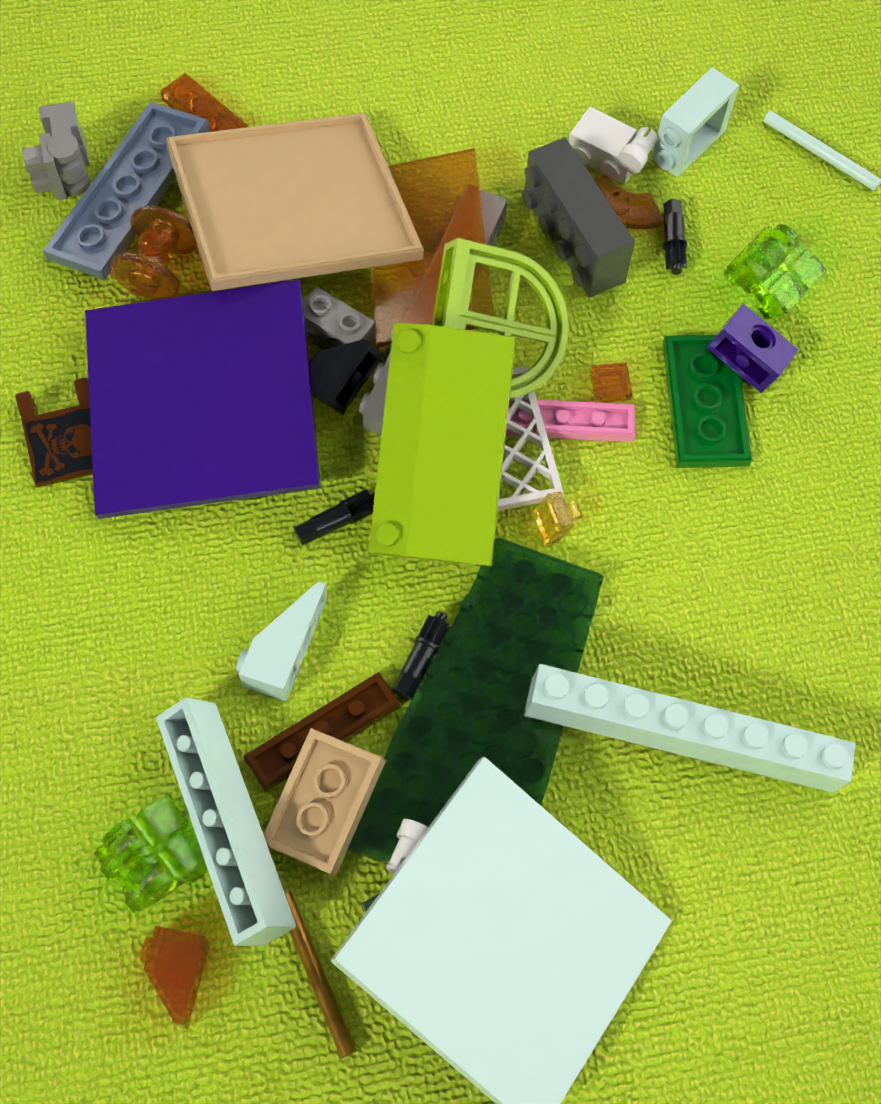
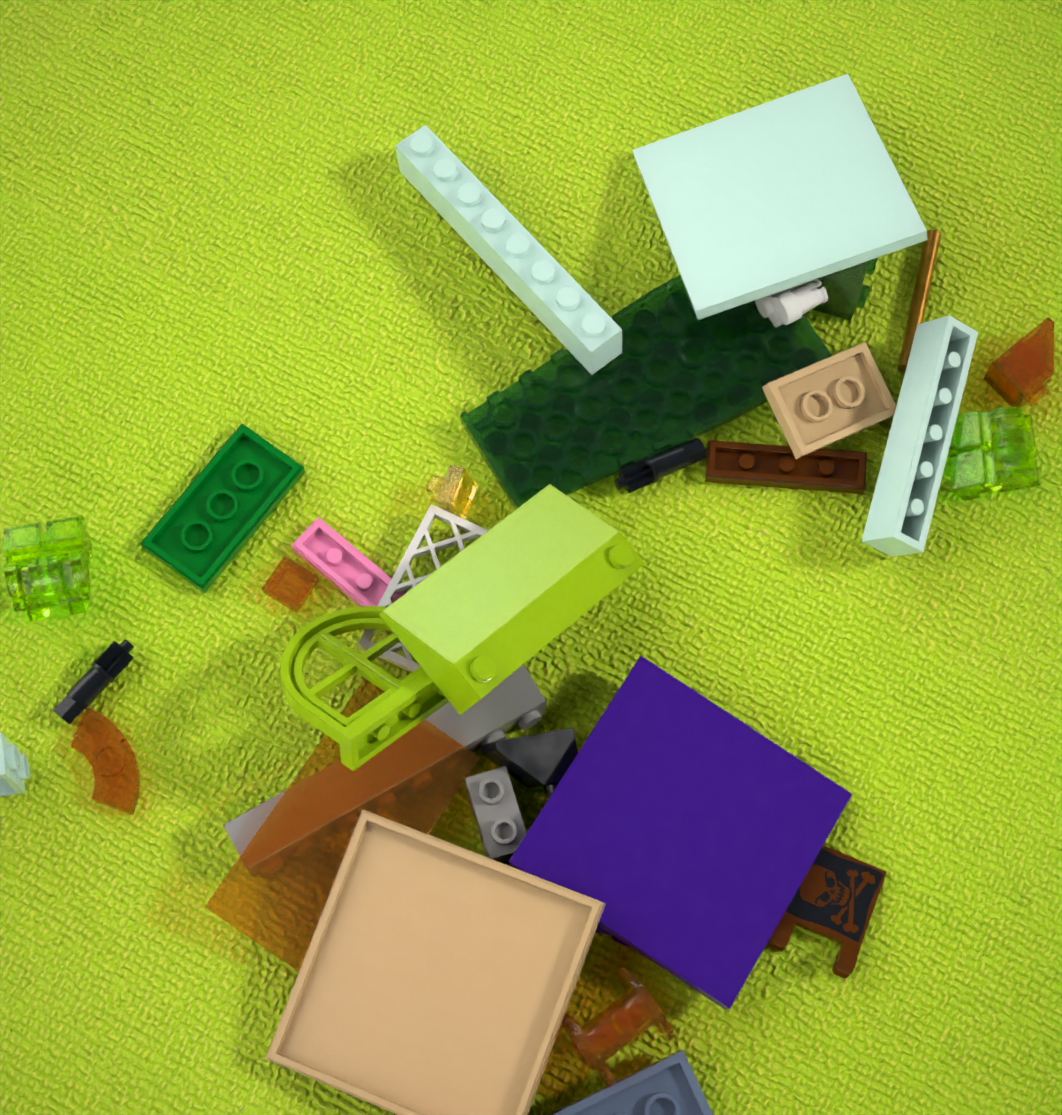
camera: 140 degrees left, 5 degrees up
(280, 648) = (773, 550): light aqua slope -> none
(335, 517) = (637, 635): black piece -> none
(577, 217) = (177, 753): dark grey brick -> none
(611, 145) = (61, 820): white hinge -> none
(752, 348) = (145, 507): dark purple brick -> none

